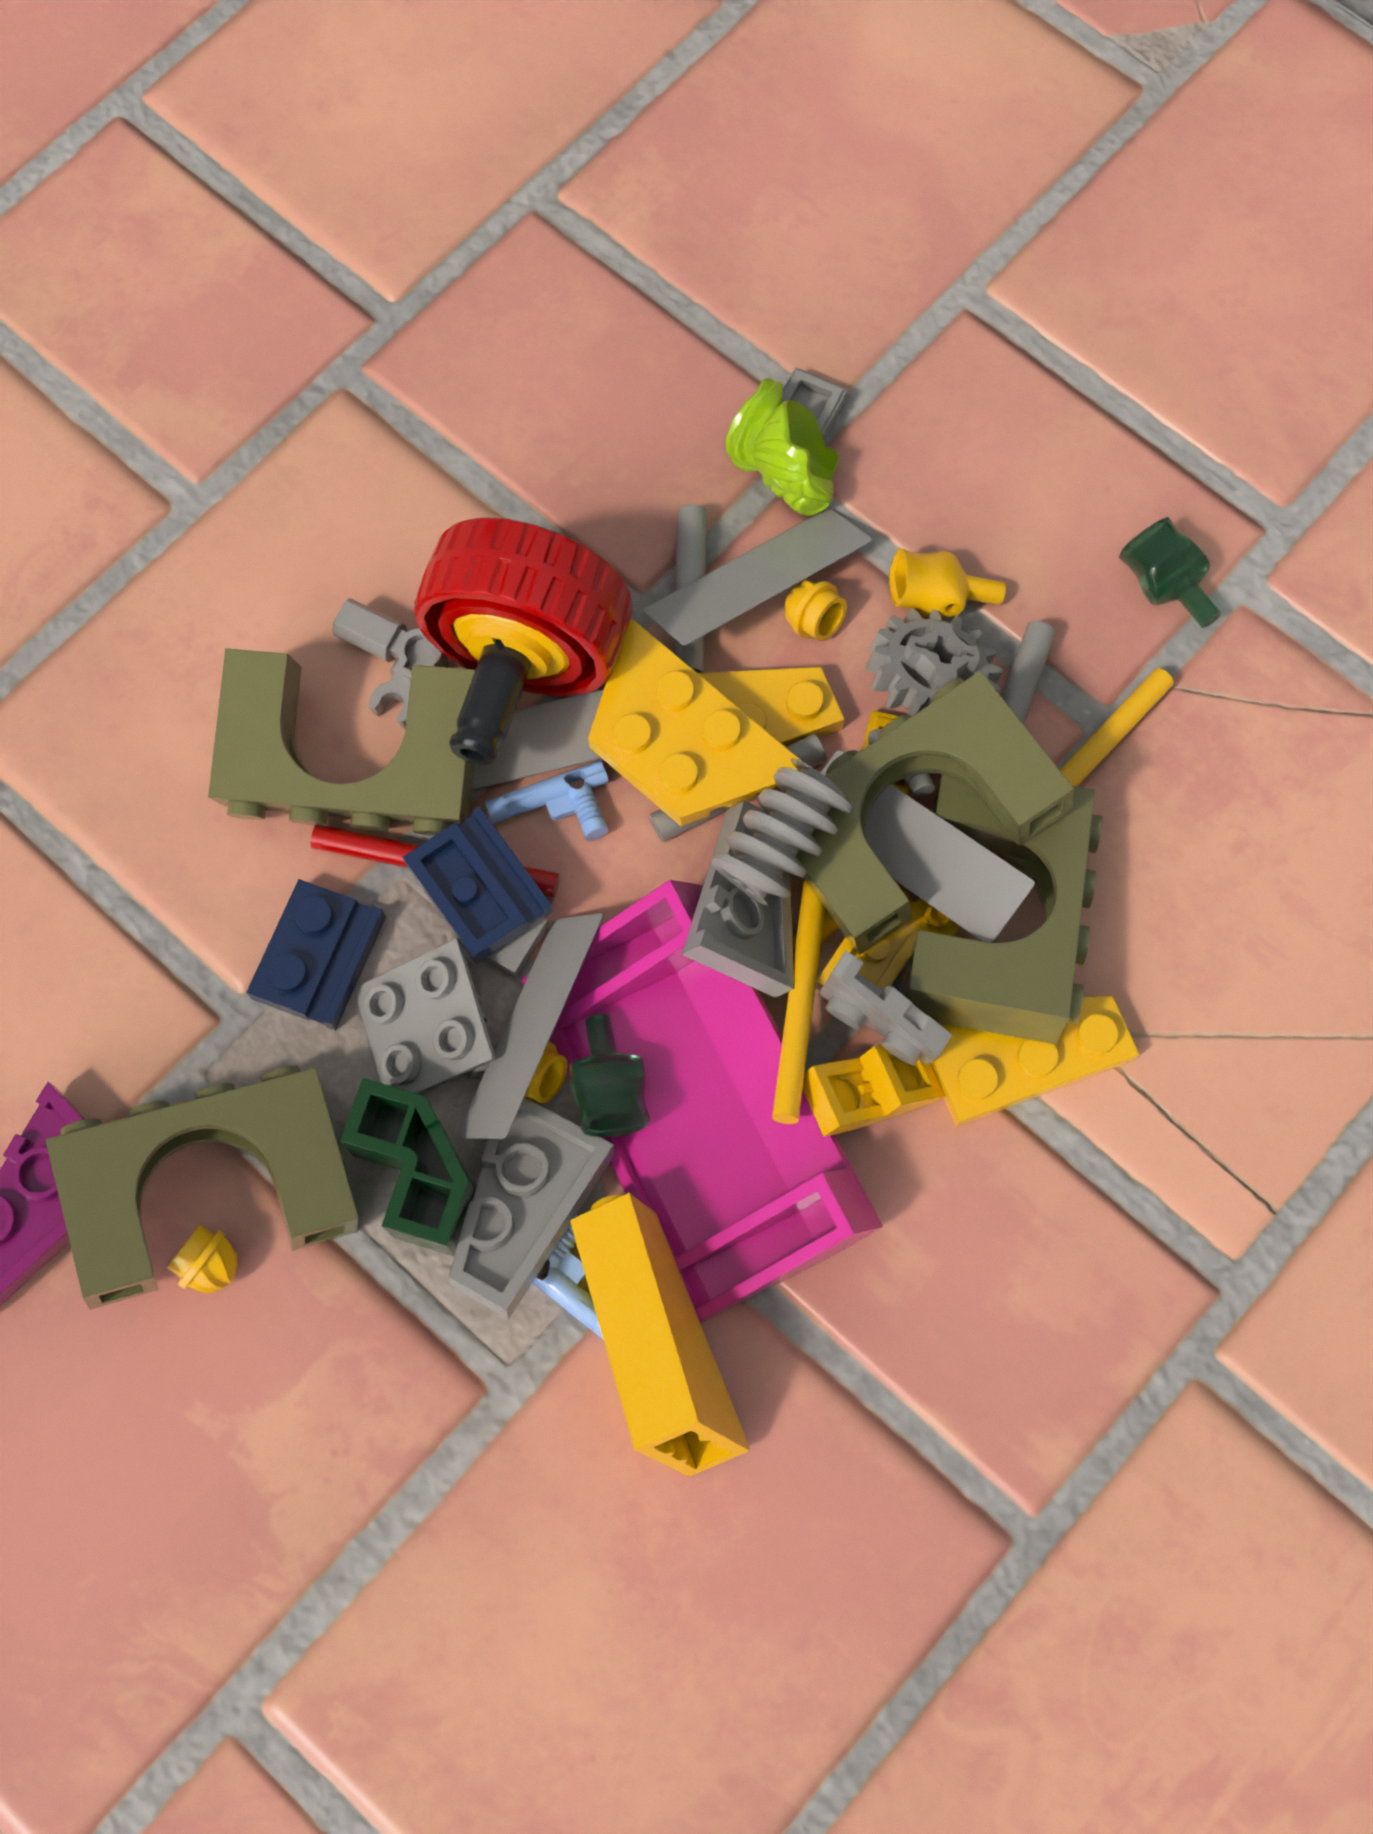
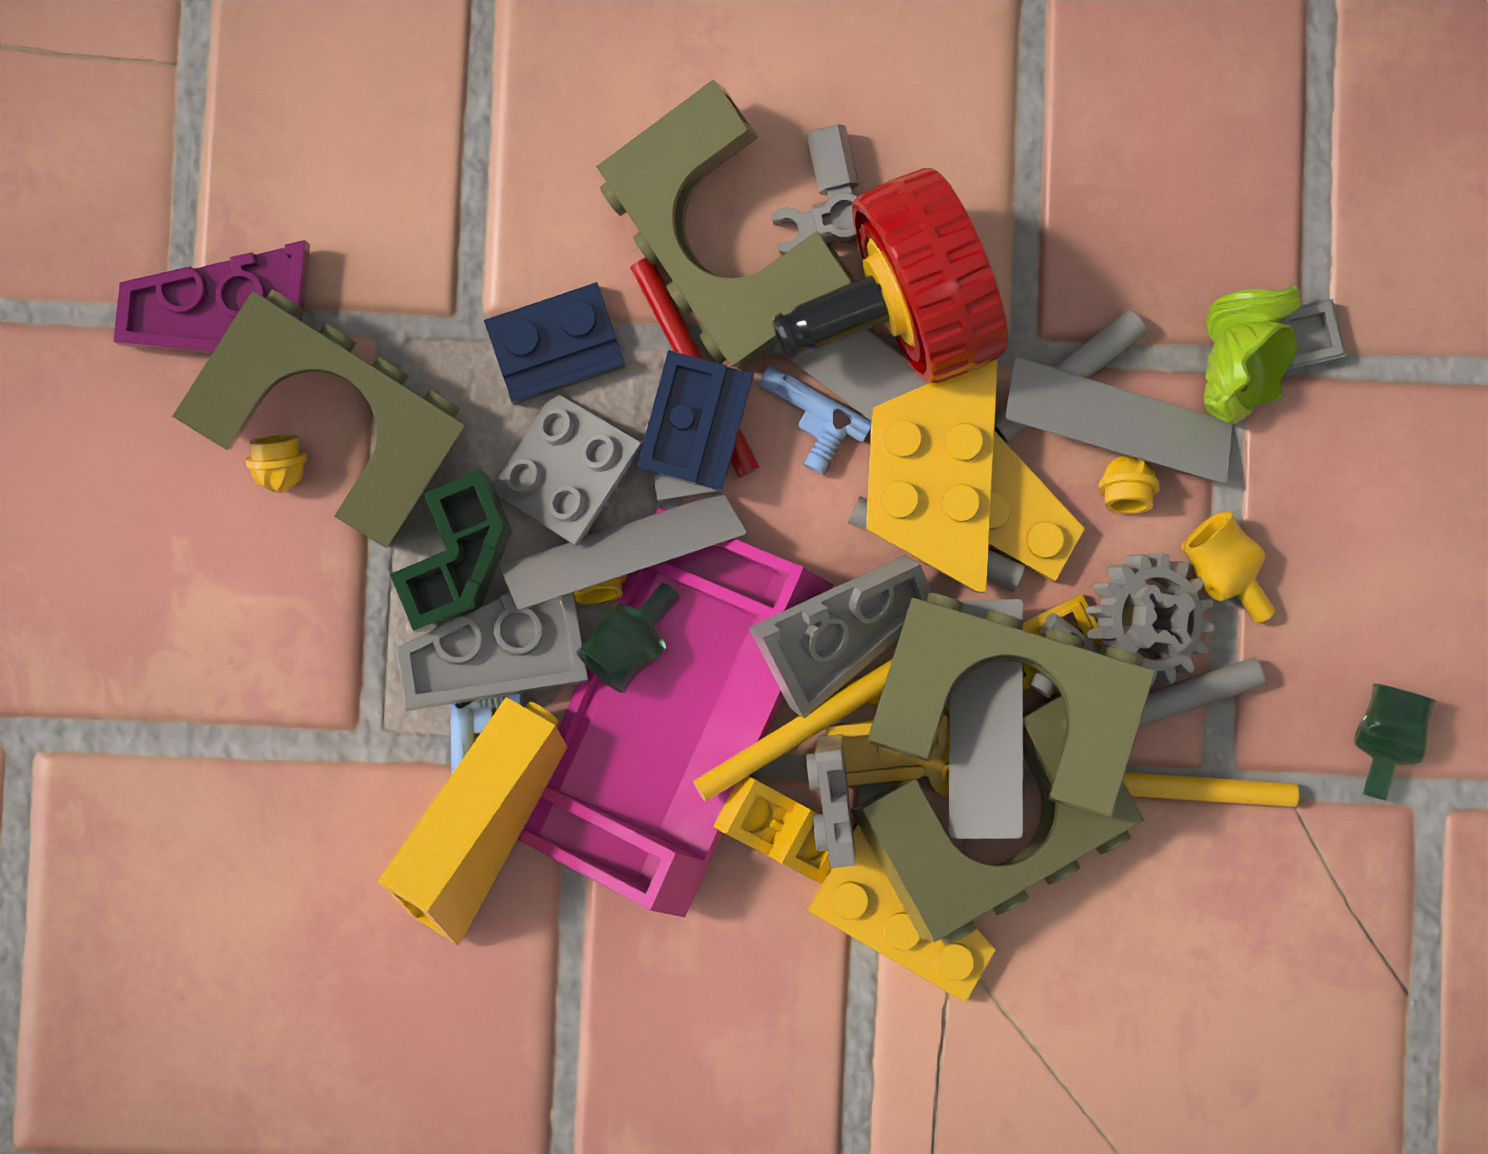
camera: 50 degrees right, 15 degrees up
(781, 832) = (899, 629): light grey piece -> none

